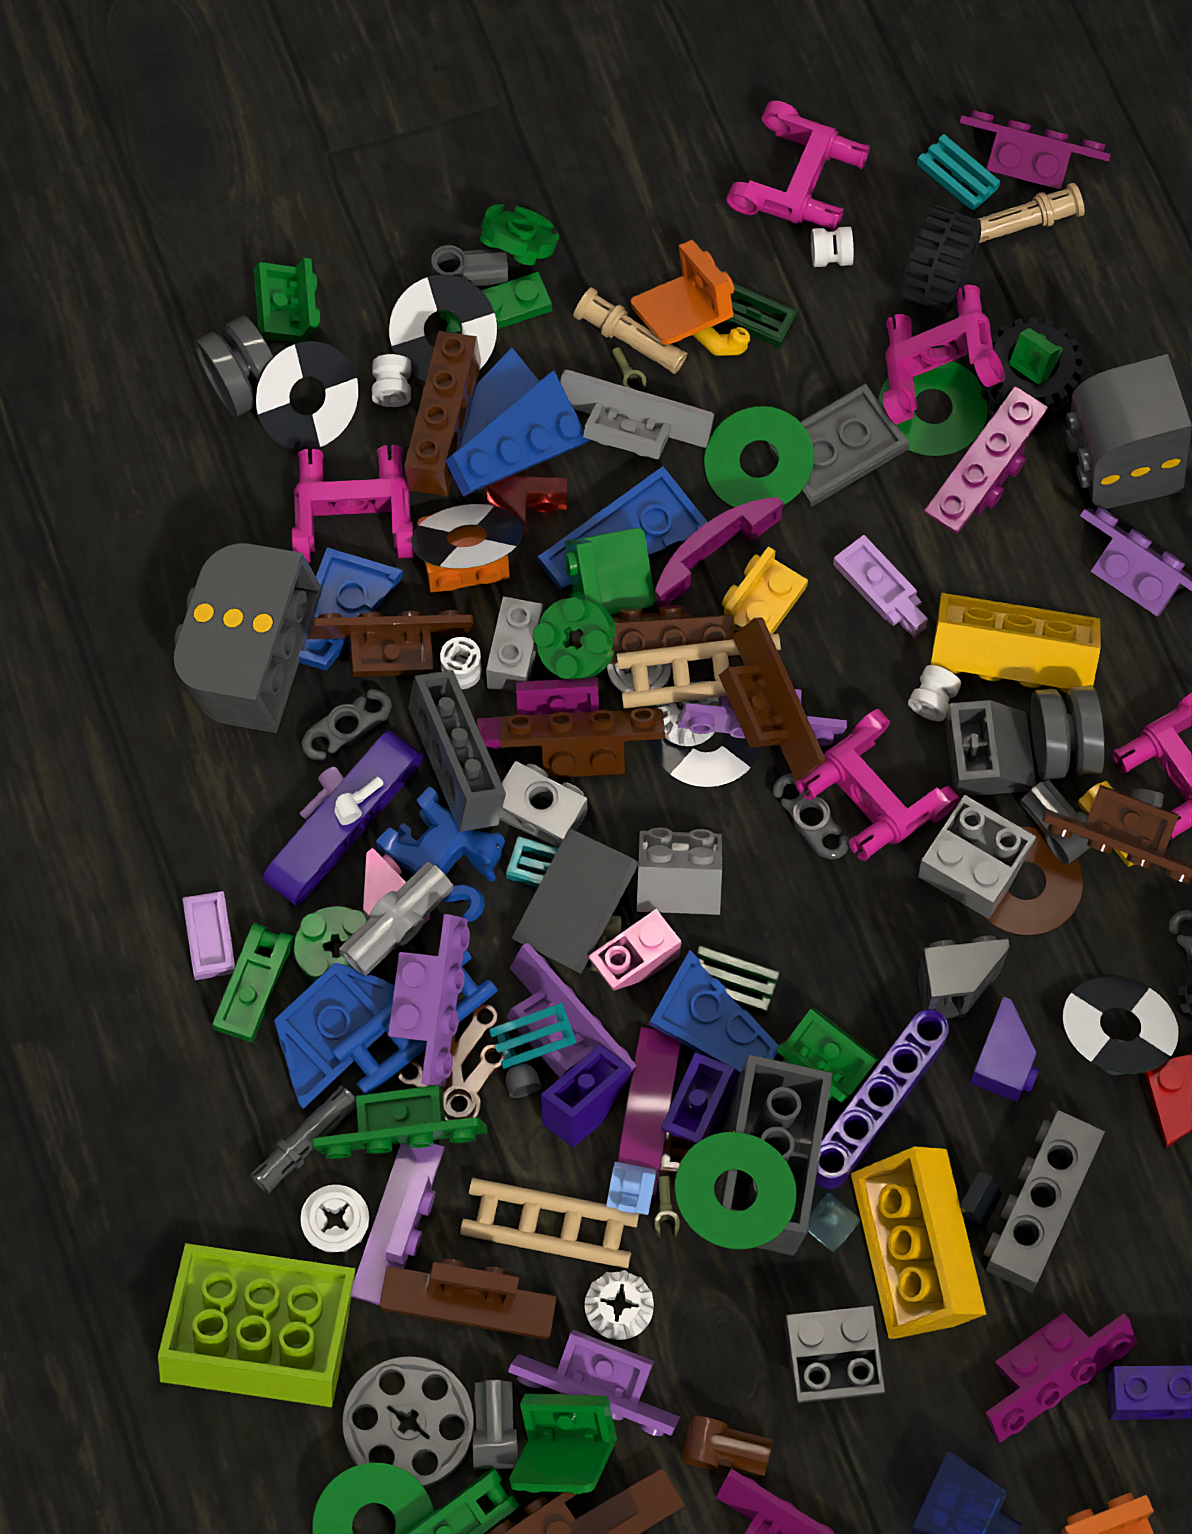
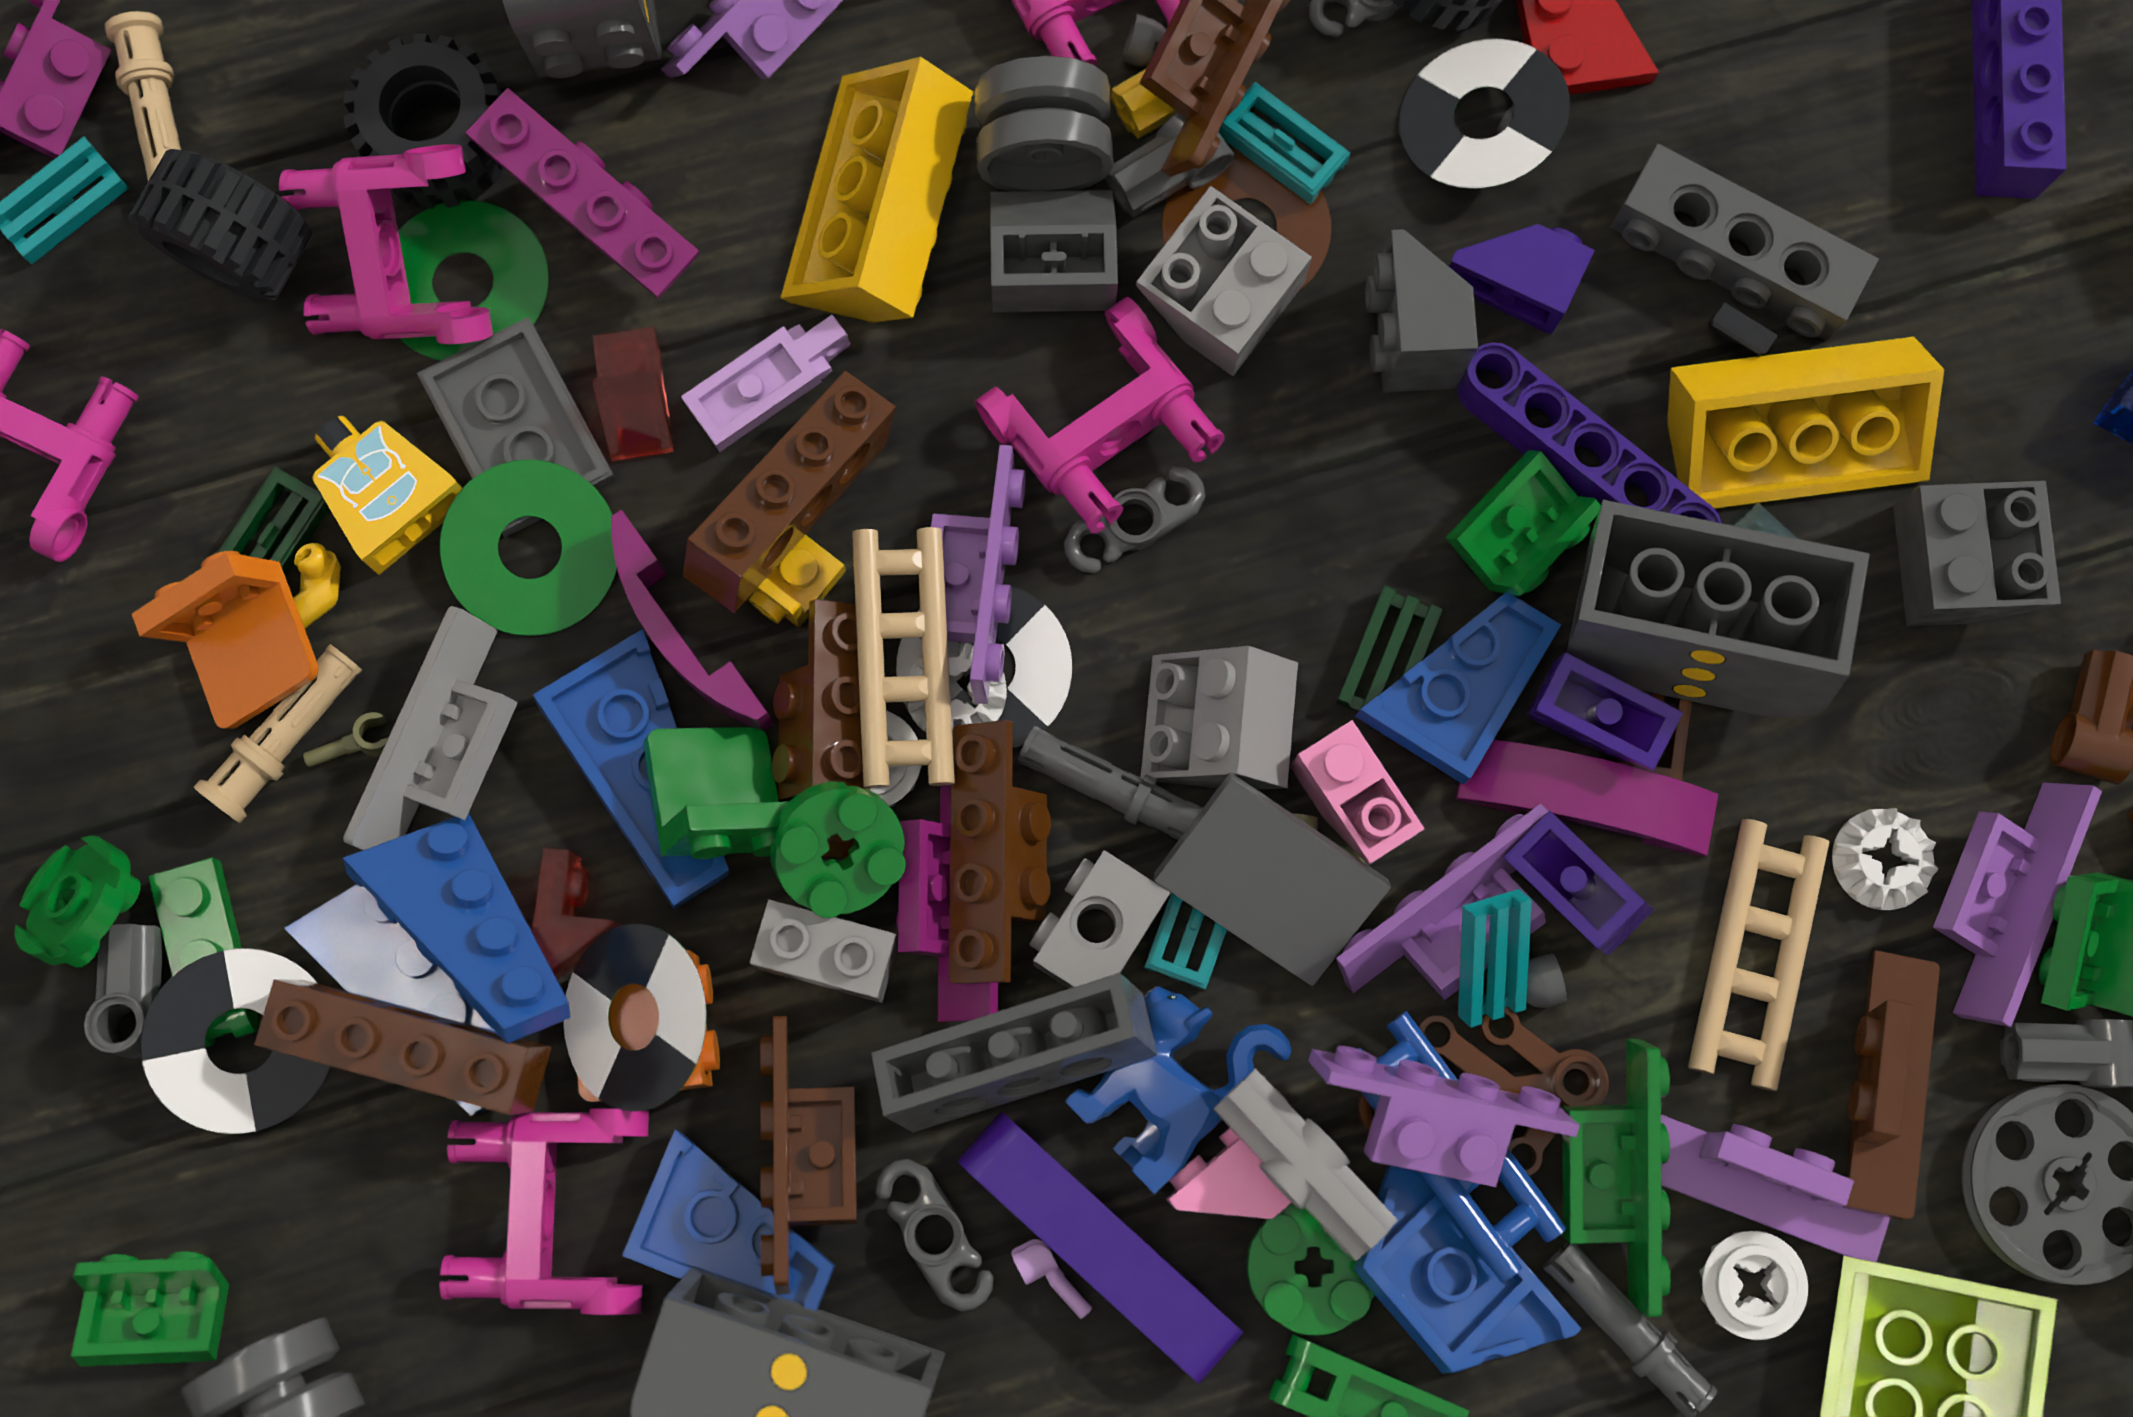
camera: 90 degrees left, 10 degrees up
(274, 388) = (306, 1323): sticker -> none
(346, 804) = (1103, 1237): white hand -> none
(391, 380) = (325, 1133): white wheel -> none
(466, 670) = (853, 1045): white wheel -> none
(625, 826) = (1100, 780): none -> dark grey pin
(631, 1188) = (1719, 827): light blue tile -> none
(665, 1207) = (1744, 779): olive hand -> none
(723, 1226) = (1795, 709): green sticker -> none
(768, 702) = (979, 549): reddish brown bracket -> none
(786, 370) = (381, 490): none -> yellow torso
(802, 596) = (788, 492): none -> reddish brown brick
(823, 249) = (167, 401): white wheel -> none
(866, 509) = (632, 394): none -> clear red slope
(934, 693) = (956, 319): white wheel -> none
(1035, 356) = (420, 93): green tile -> none
(1053, 1366) = (1969, 263): magenta bracket -> none
(1066, 924) = (1270, 160): none -> teal tile

